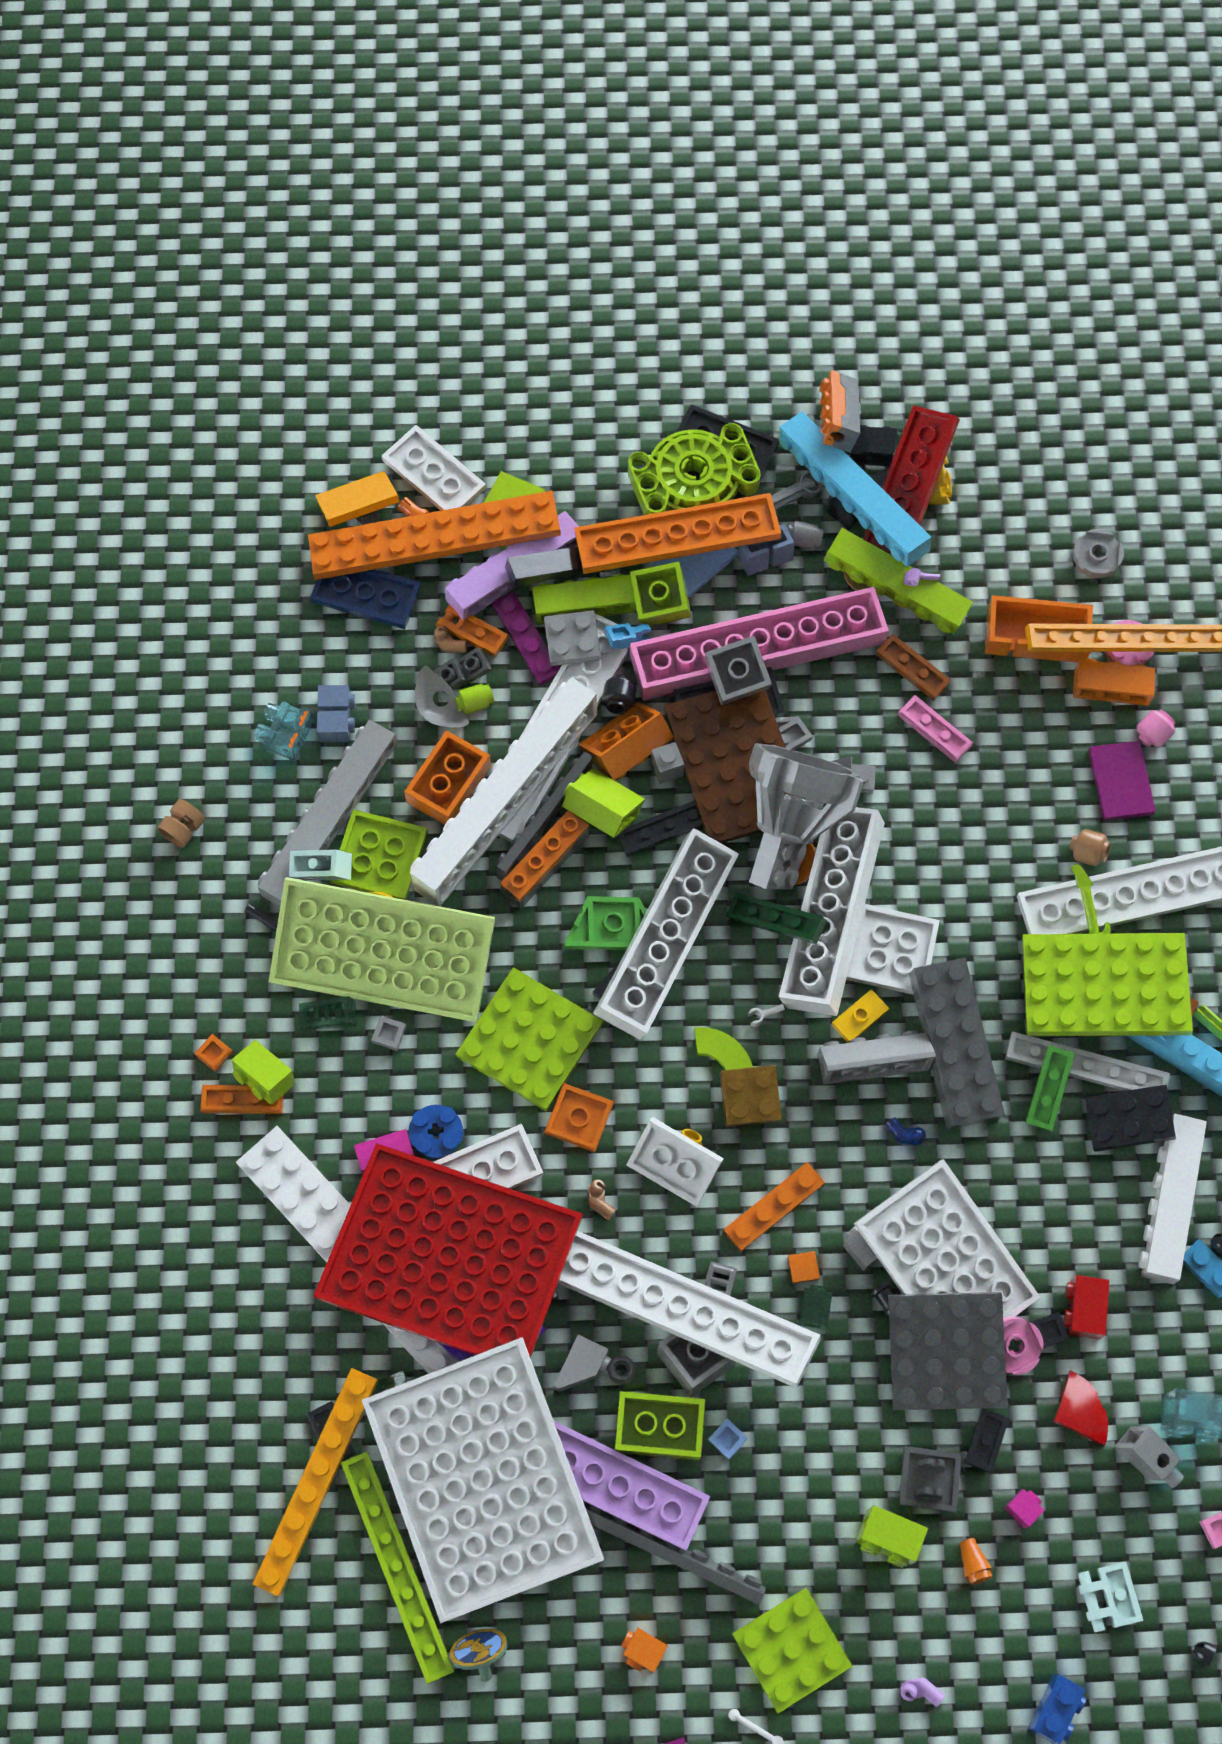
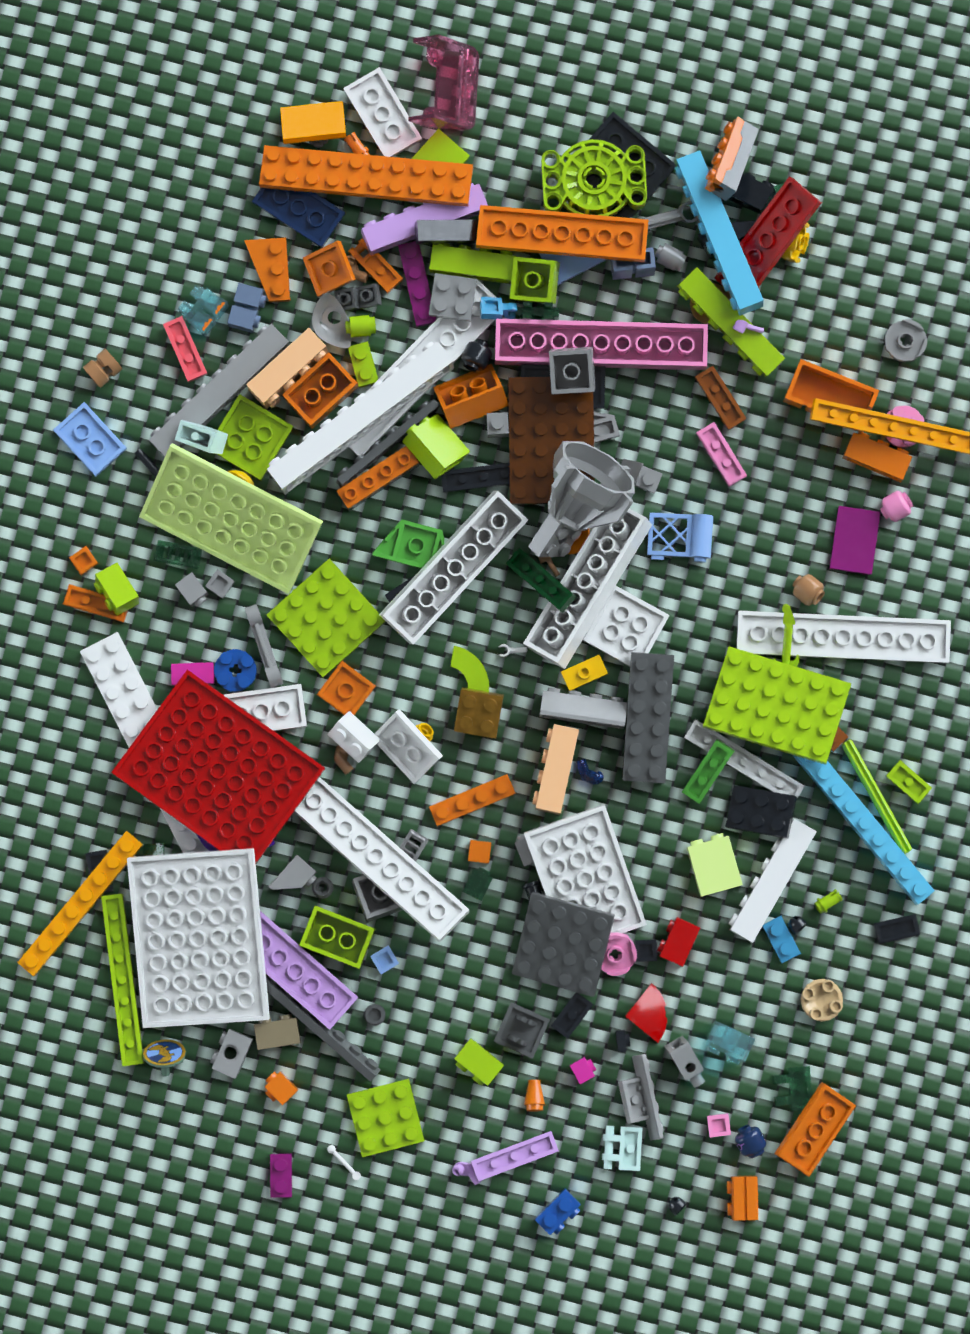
camera: 20 degrees right, 15 degrees up
(186, 910) = (90, 439): none -> light blue tile
(274, 778) = (185, 349): none -> coral plate
(351, 661) = (272, 266): none -> orange wing
(356, 1049) = (192, 590): none -> light grey brick
(398, 764) = (287, 369): none -> light nougat brick
(419, 644) = (329, 268): none -> orange plate
(447, 1068) = (264, 647): none -> light grey piece
(488, 738) = (363, 364): none -> lime plate
(503, 415) = (455, 84): none -> clear pink windscreen
(575, 1605) = (228, 1066): none -> light grey brick
(606, 1168) = (353, 737): none -> white brick
(619, 1576) = (277, 1033): none -> dark tan brick
(664, 628) = (538, 313): none -> clear green plate
(736, 1515) = (374, 1014): none -> dark grey tile
(771, 896) = (550, 563): none -> medium nougat hand
(867, 1135) = (556, 770): none -> light nougat brick
(941, 825) = (697, 539): none -> light blue piece
(975, 1650) = (514, 1156): none -> lavender plate
(1060, 1454) = (623, 1040): none -> black plate
(1096, 1200) = (714, 865): none -> yellowish green brick
(1110, 1523) = (639, 1098): none -> light grey bracket

